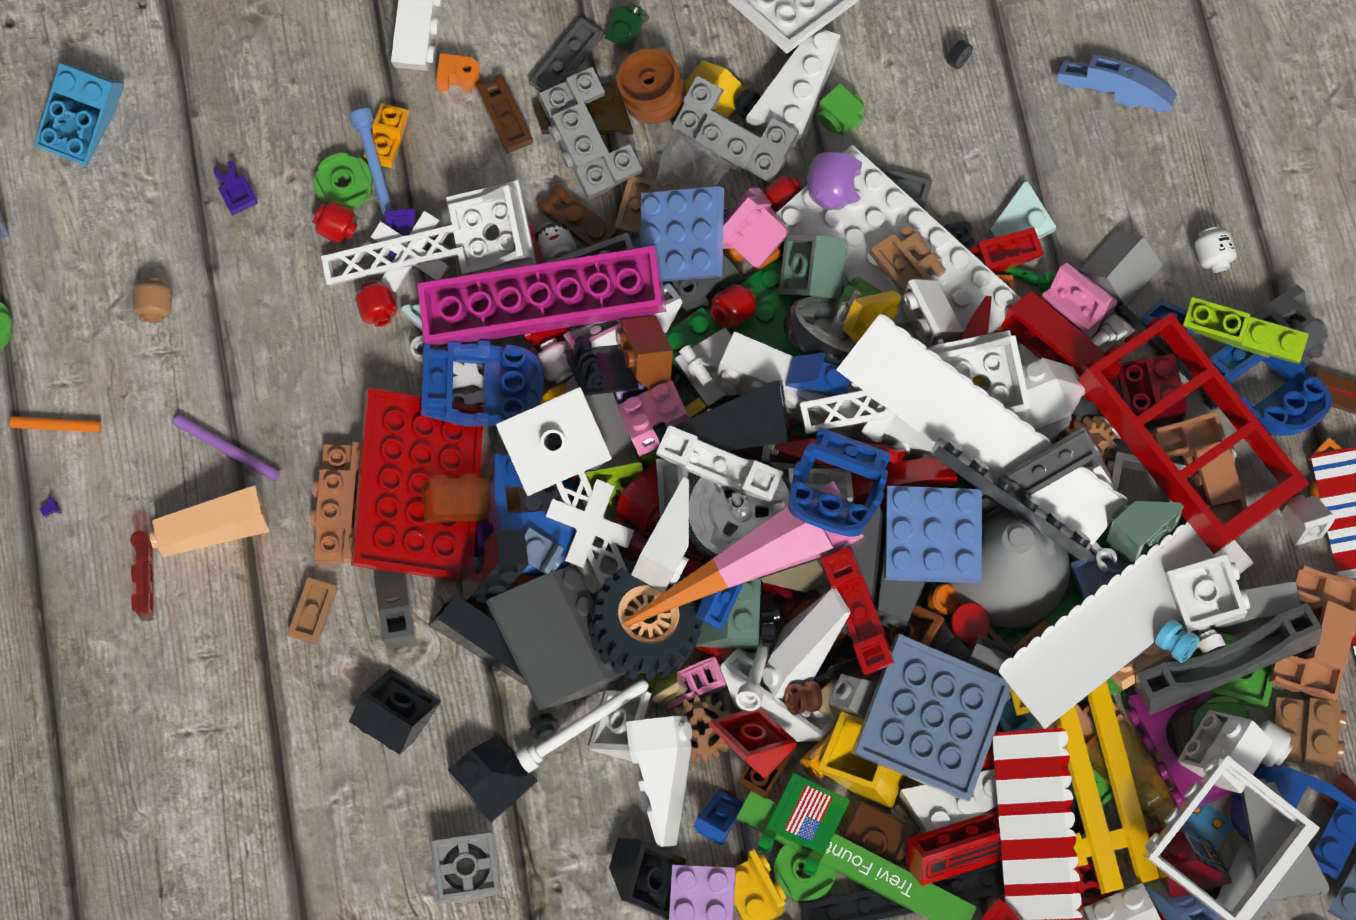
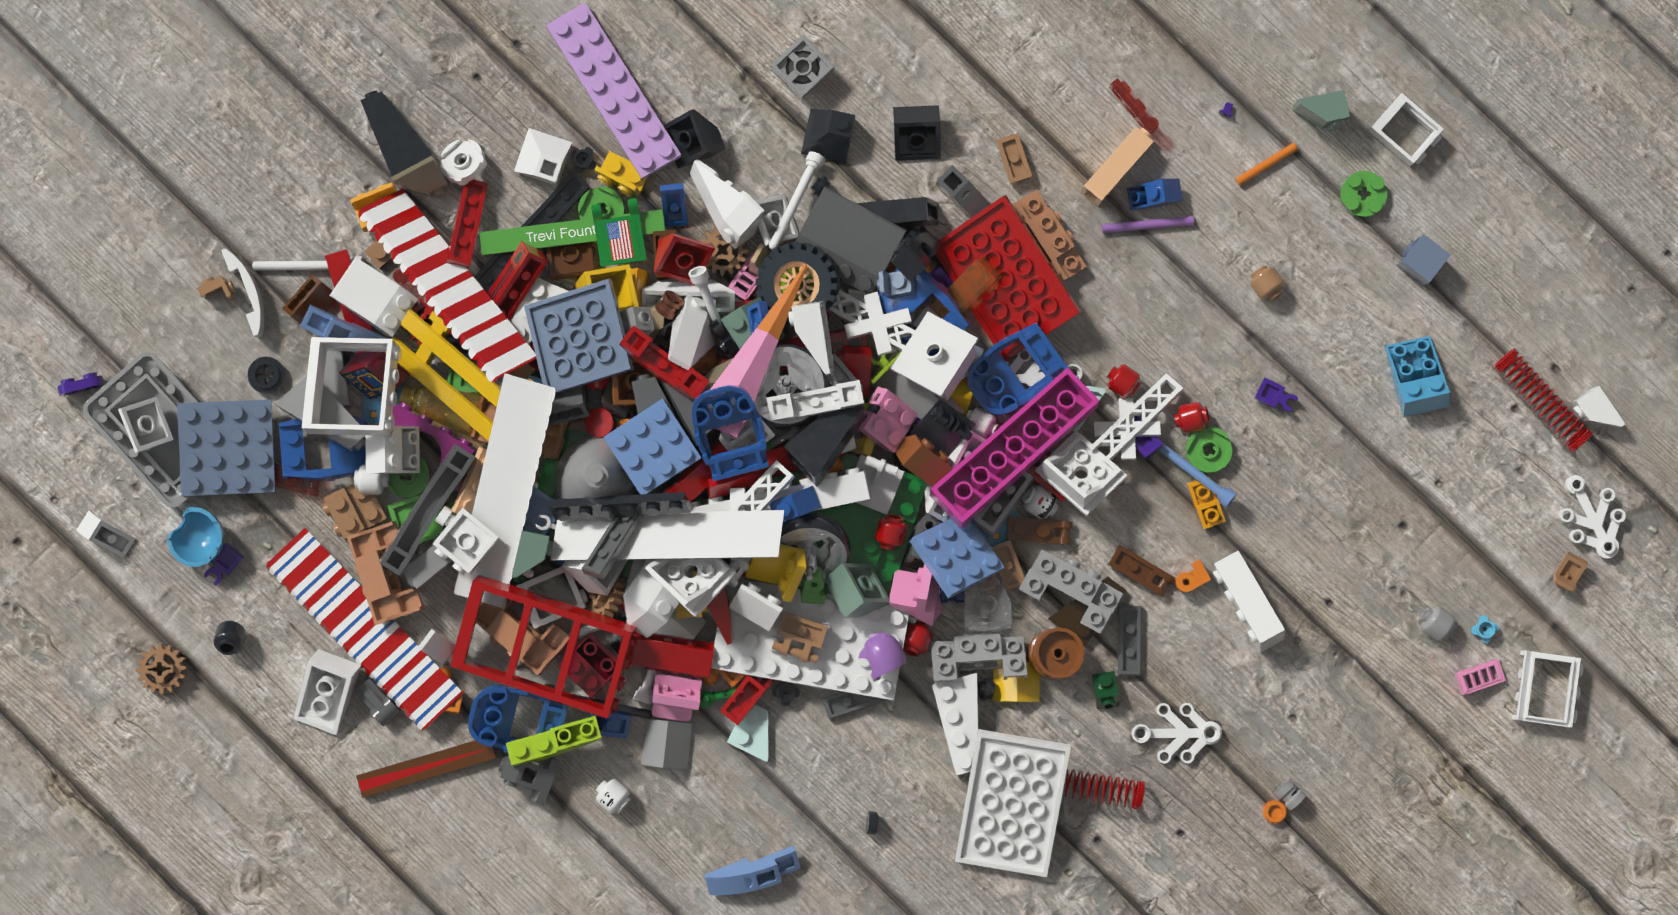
camera: 145 degrees right, 15 degrees up
(194, 469) = (1154, 194): none -> blue slope
(841, 111) = (920, 726): bright green brick -> none
(1178, 641) = (464, 496): medium azure wheel -> none

